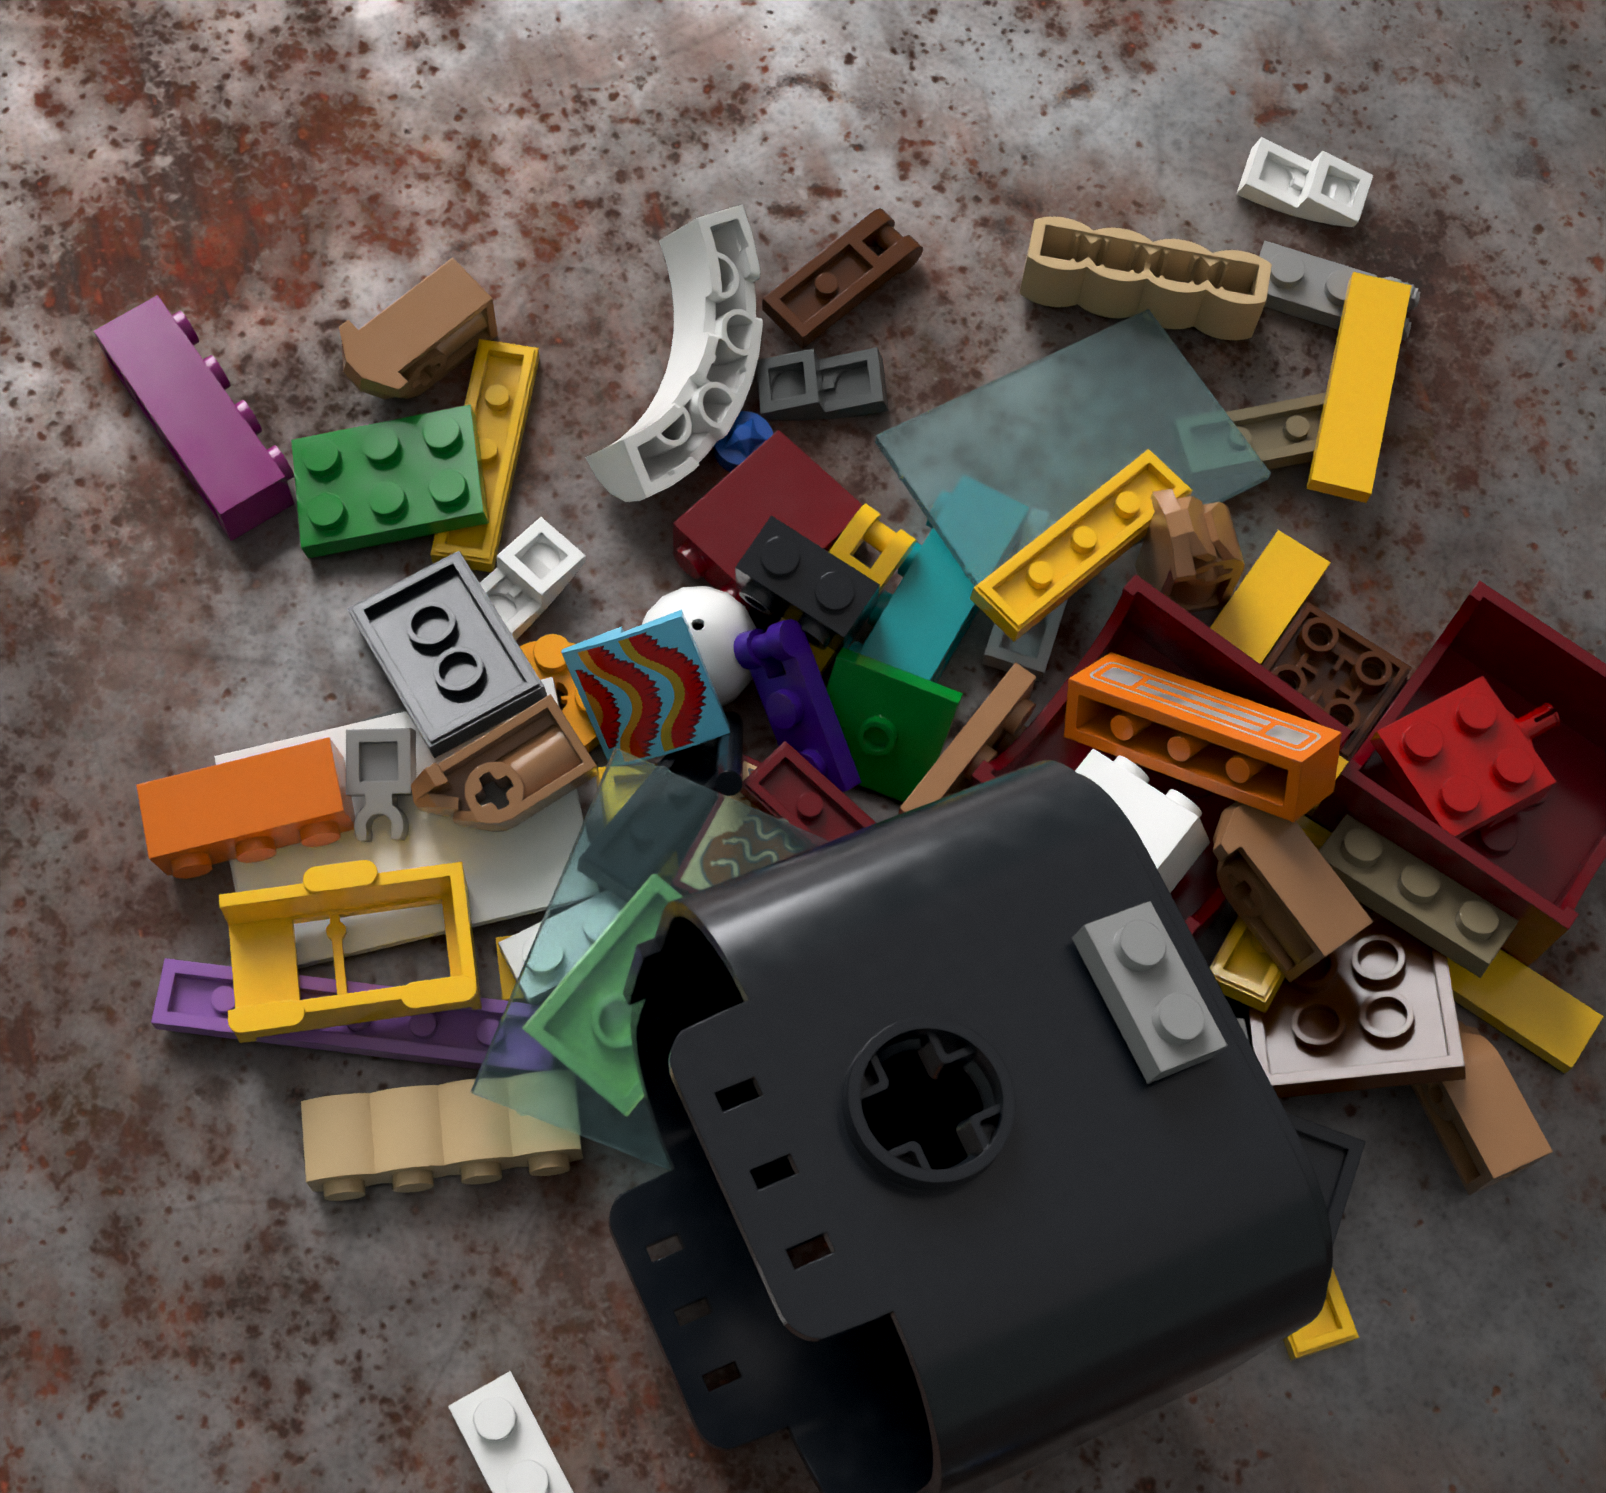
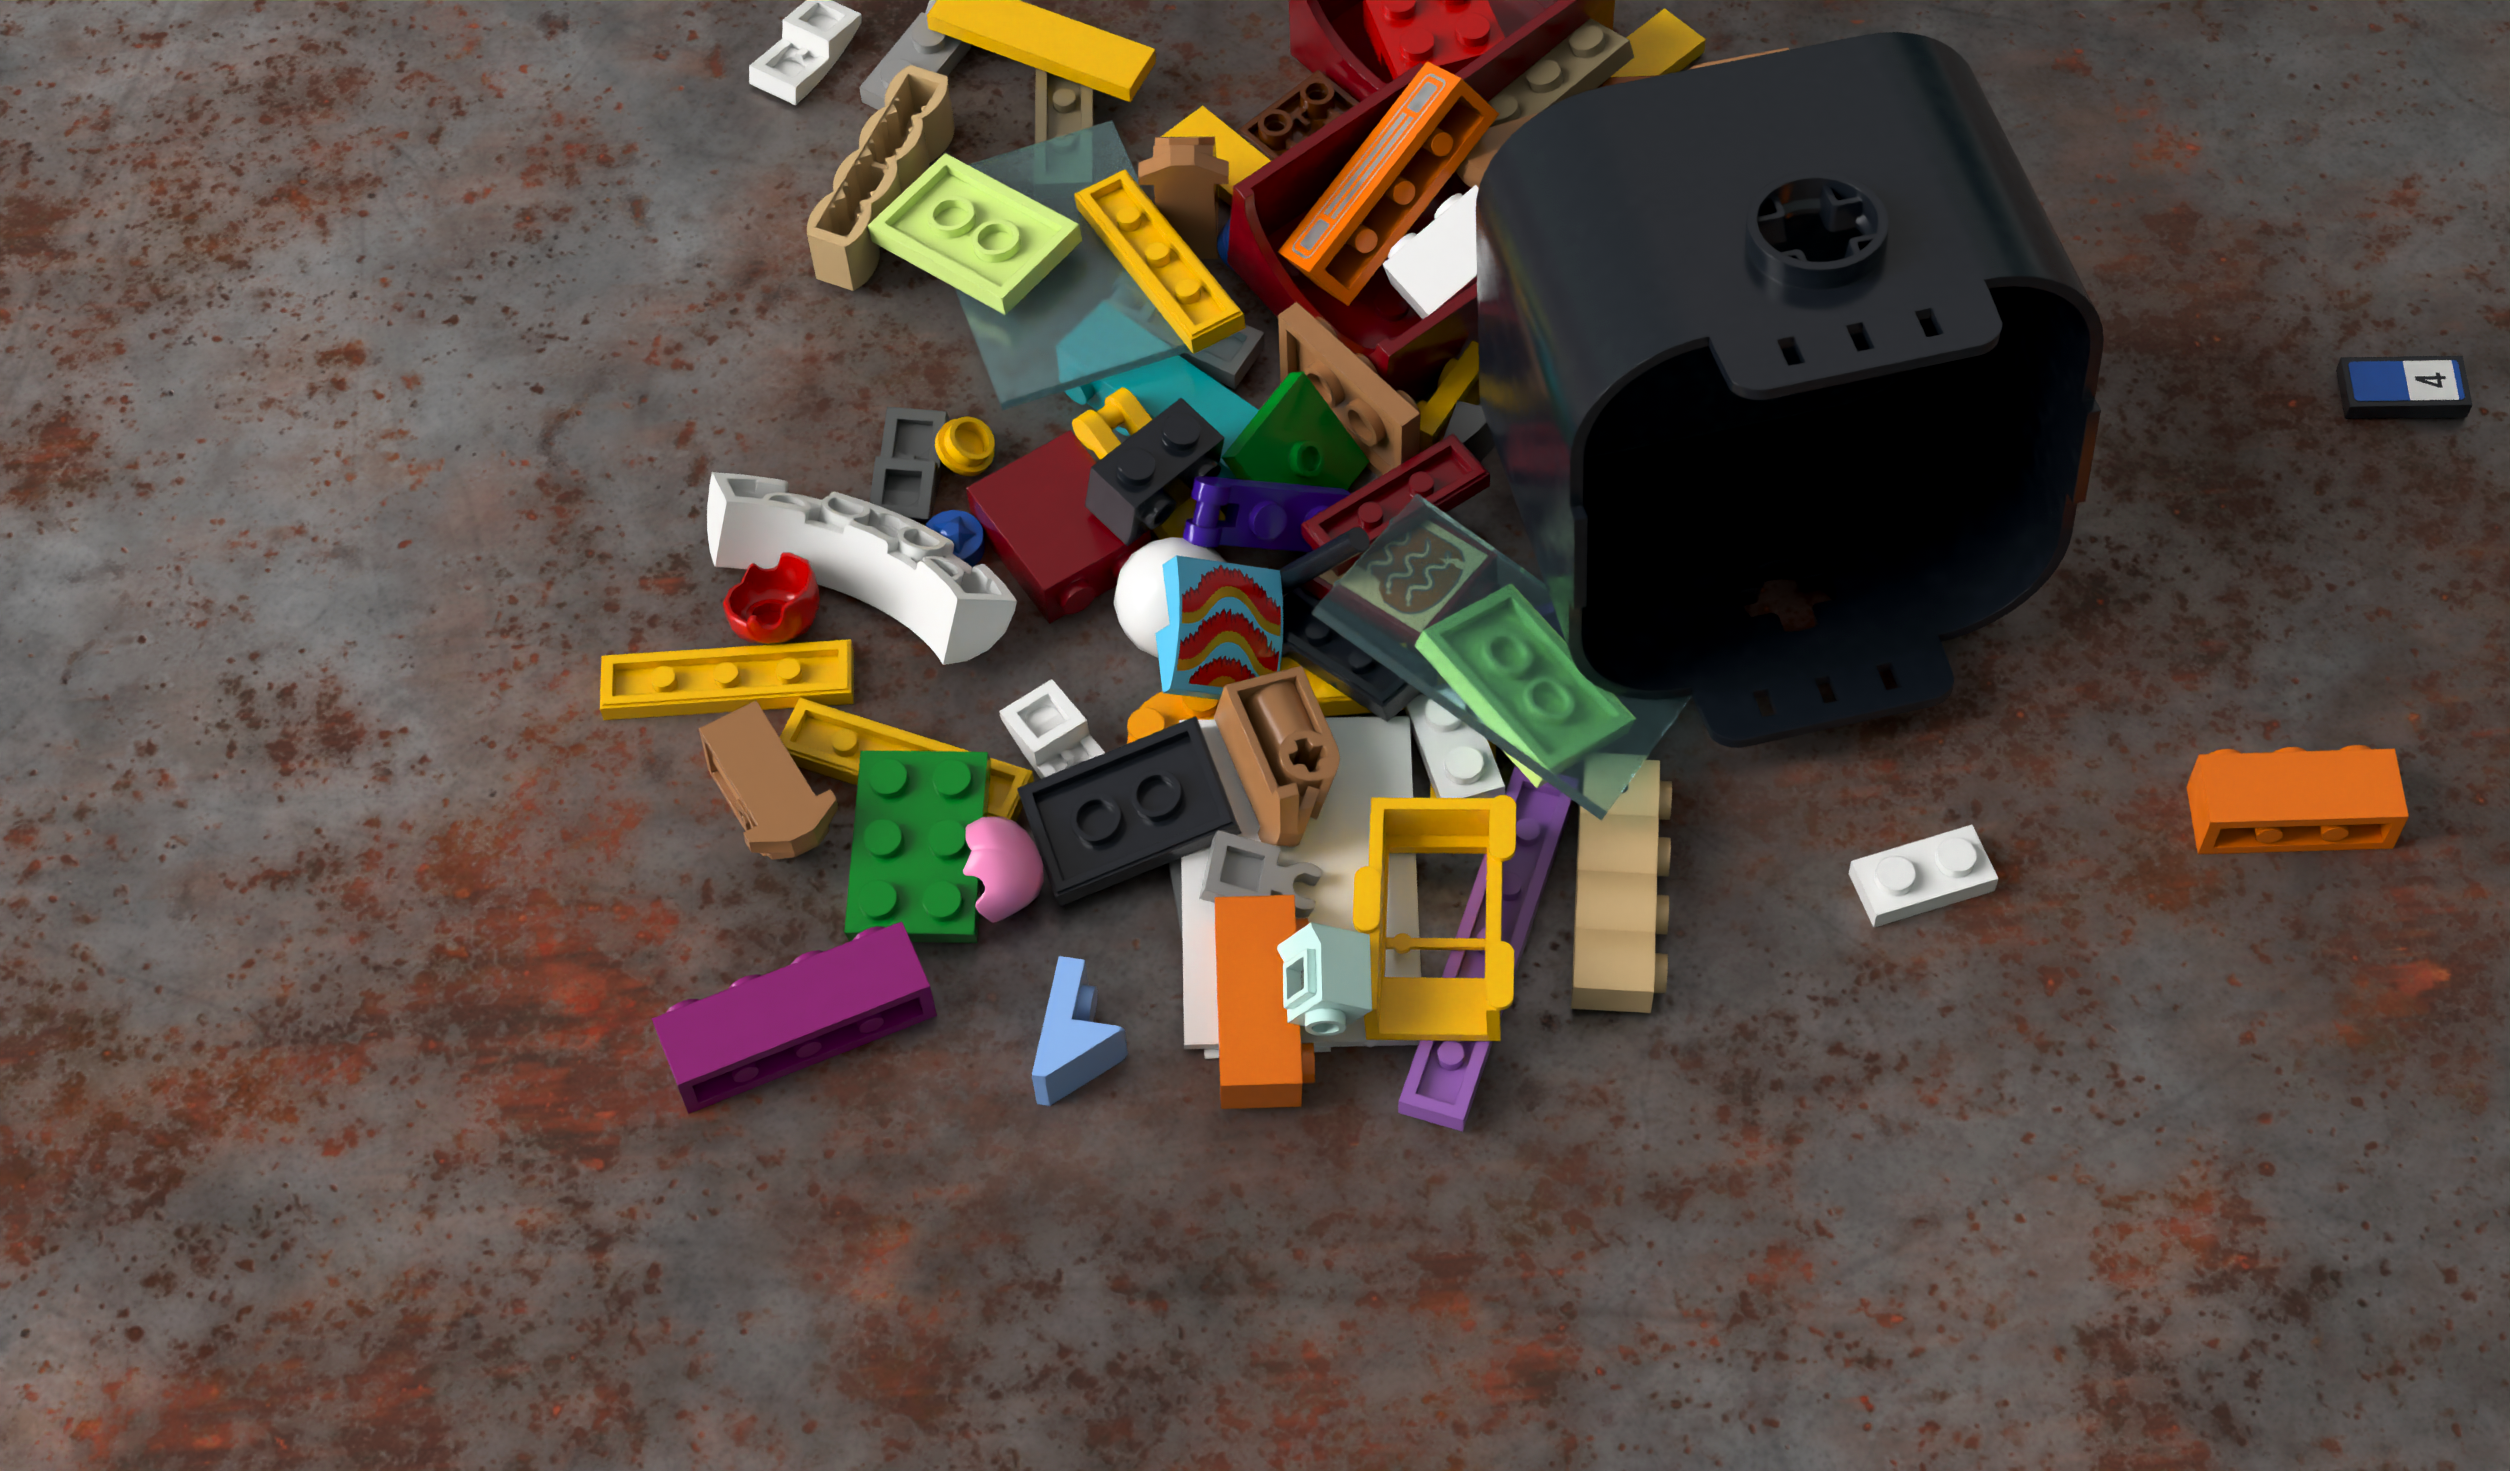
camera: 70 degrees left, 10 degrees down
(193, 646) = (1071, 1044): none -> light blue slope
(241, 853) = (1326, 978): none -> light aqua window
(363, 549) = (1005, 863): none -> bright pink hair
(554, 288) = (726, 679): none -> yellow tile
(630, 298) = (774, 602): none -> red hair
(840, 278) = (798, 428): reddish brown plate -> none
(849, 427) = (965, 446): none -> yellow plate
(1074, 369) = (975, 233): none -> yellowish green plate
(1149, 991) = (1738, 86): light grey plate -> none

